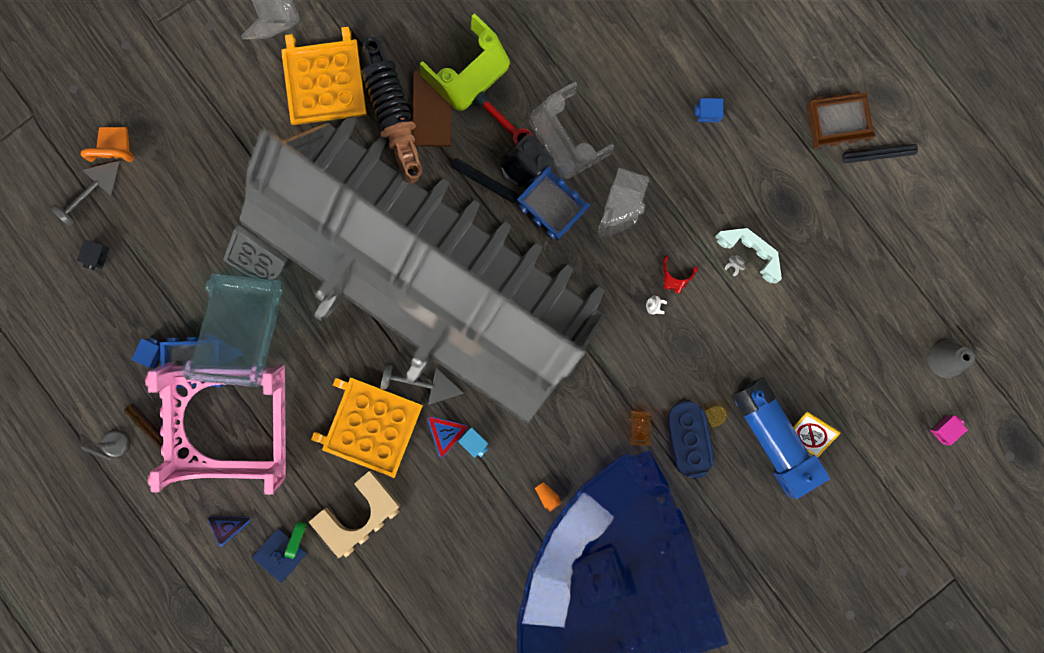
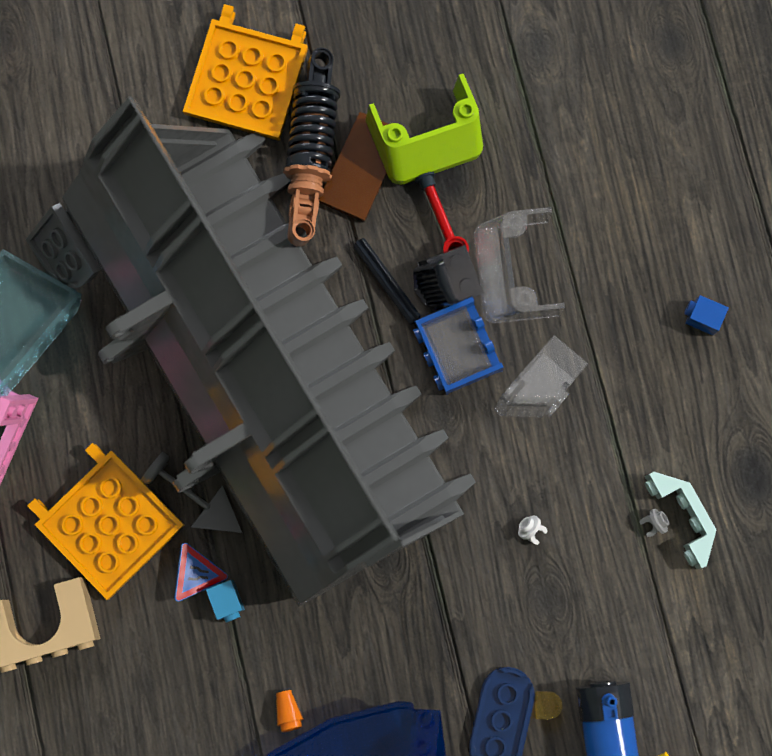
camera: 30 degrees right, 5 degrees down
(640, 428) = (443, 677): clear orange slope -> none
(673, 283) = (566, 512): red helmet -> none

